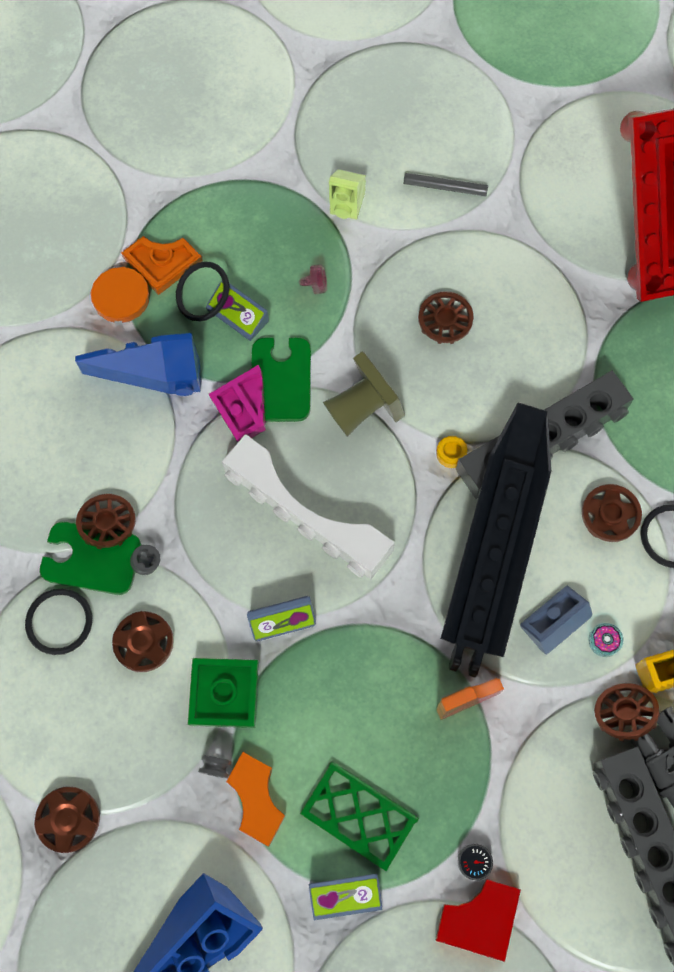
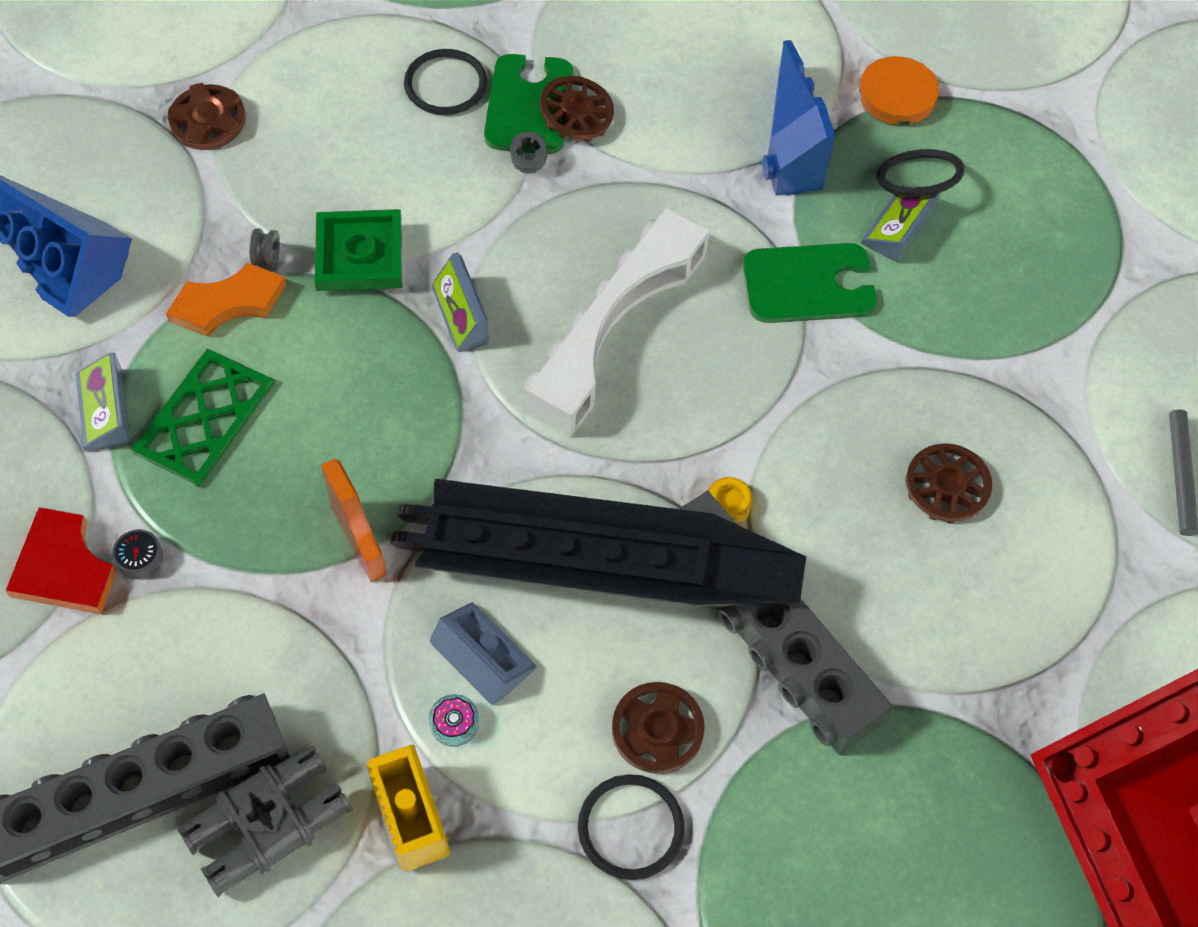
camera: 80 degrees right, 10 degrees down
(142, 641) = (424, 163): copper wheel -> none
(161, 263) = (960, 128): orange tile -> none
(242, 404) = (759, 234): dark pink wing -> none
(316, 279) = (971, 306): clear pink tile -> none
(346, 193) = (1123, 326): yellowish green slope -> none
(364, 398) = (795, 376): olive plant -> none
(627, 711) = (339, 739): copper wheel -> none

